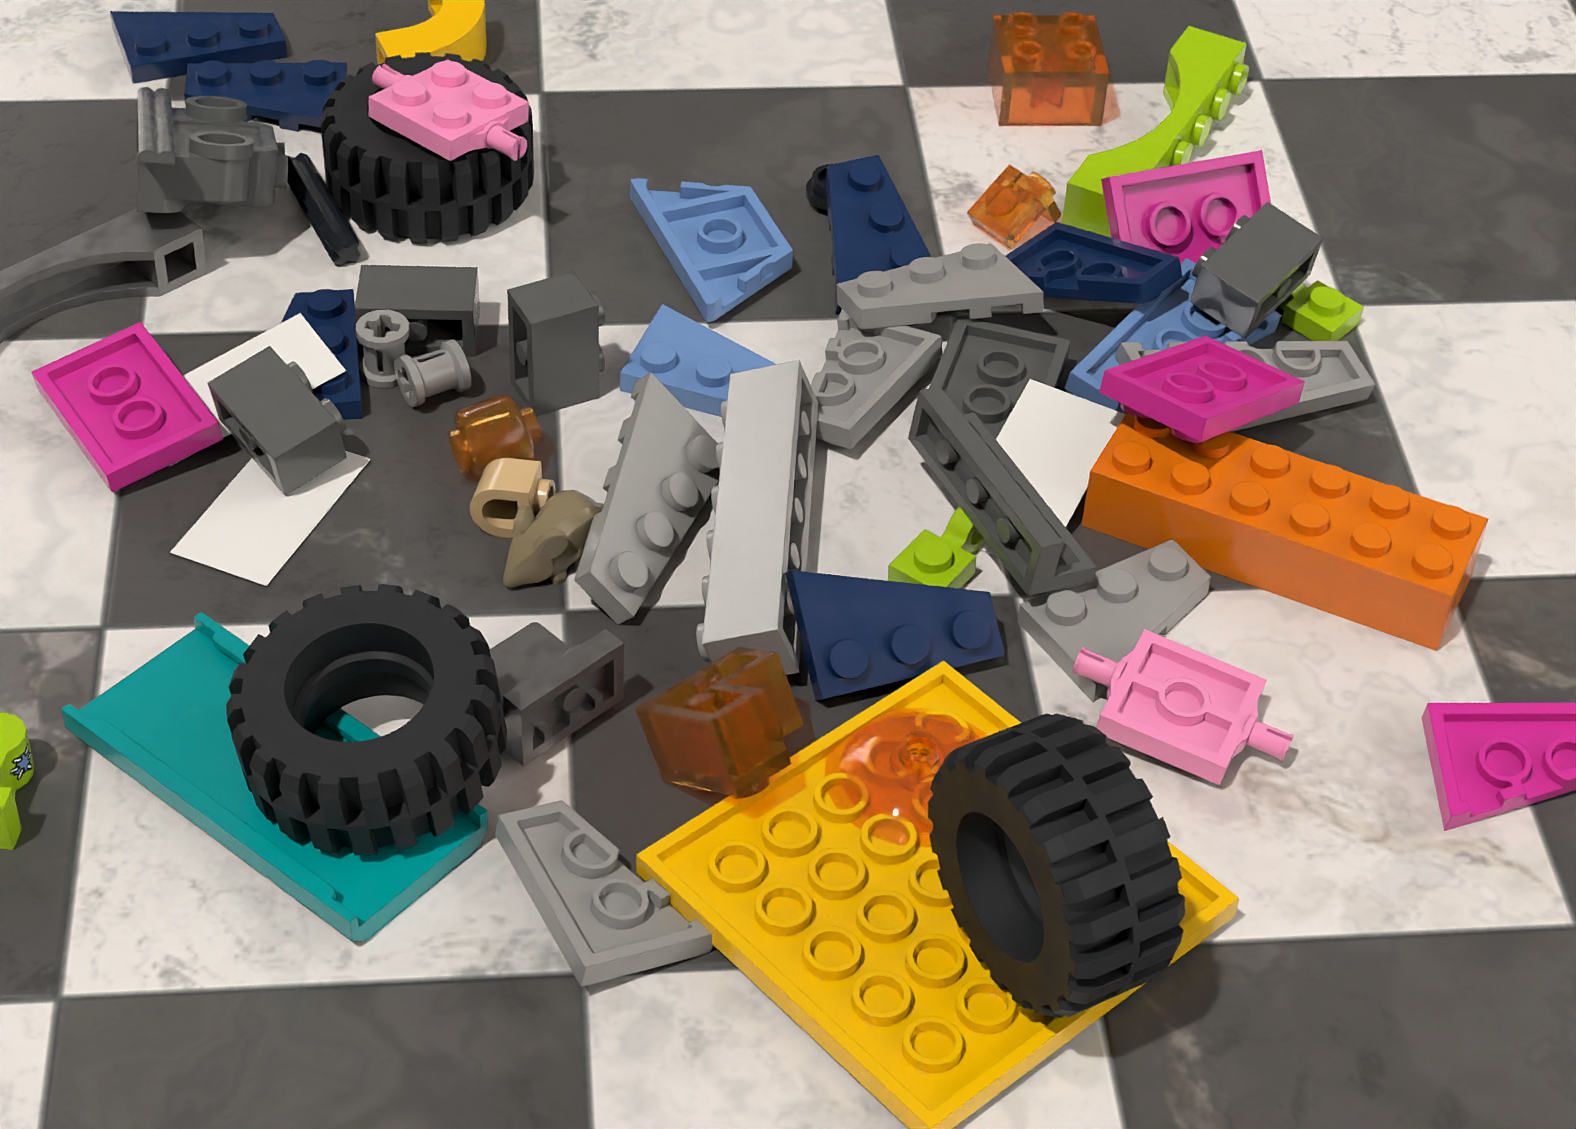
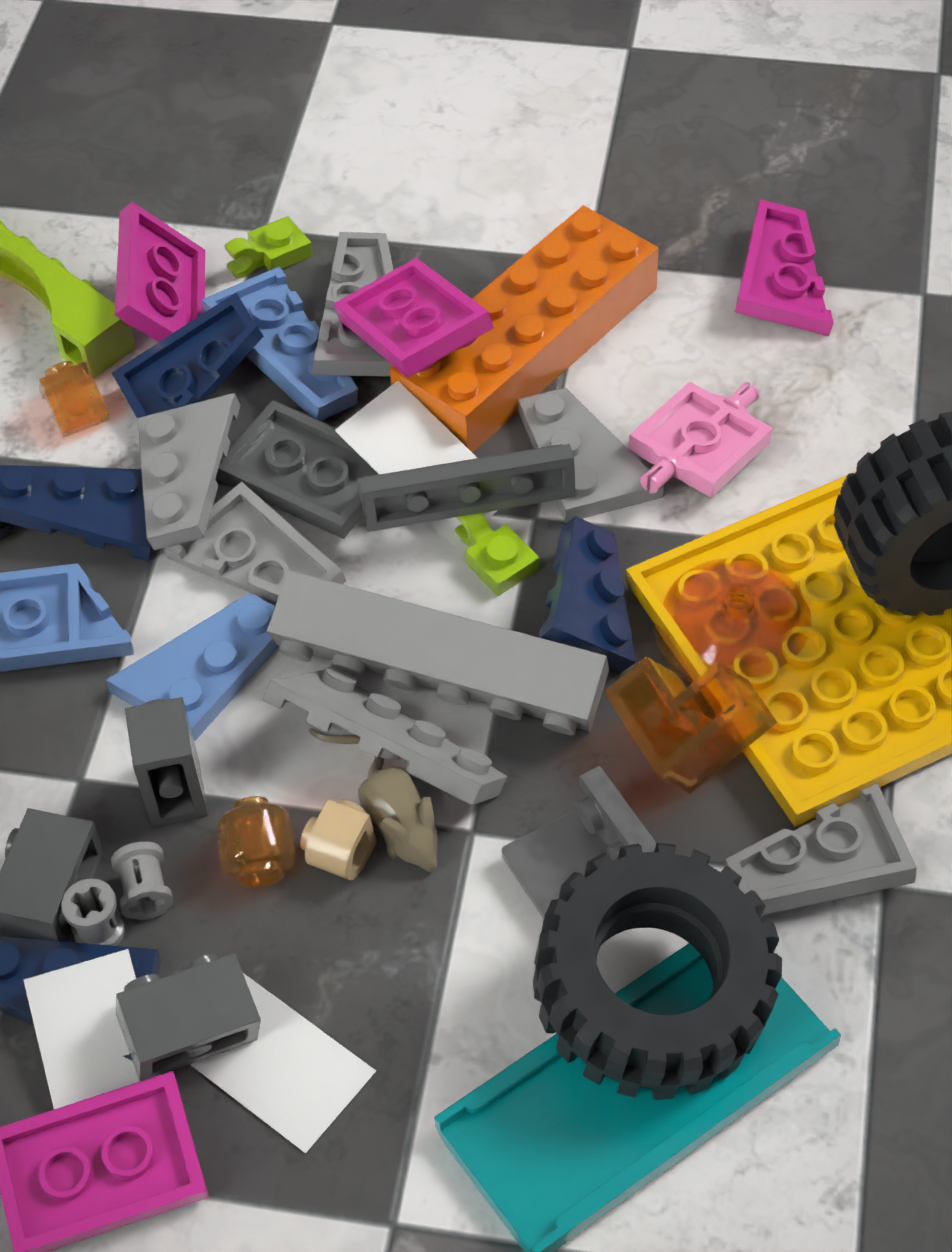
camera: 70 degrees left, 10 degrees up
(1254, 269) = (254, 255): dark grey brick -> none

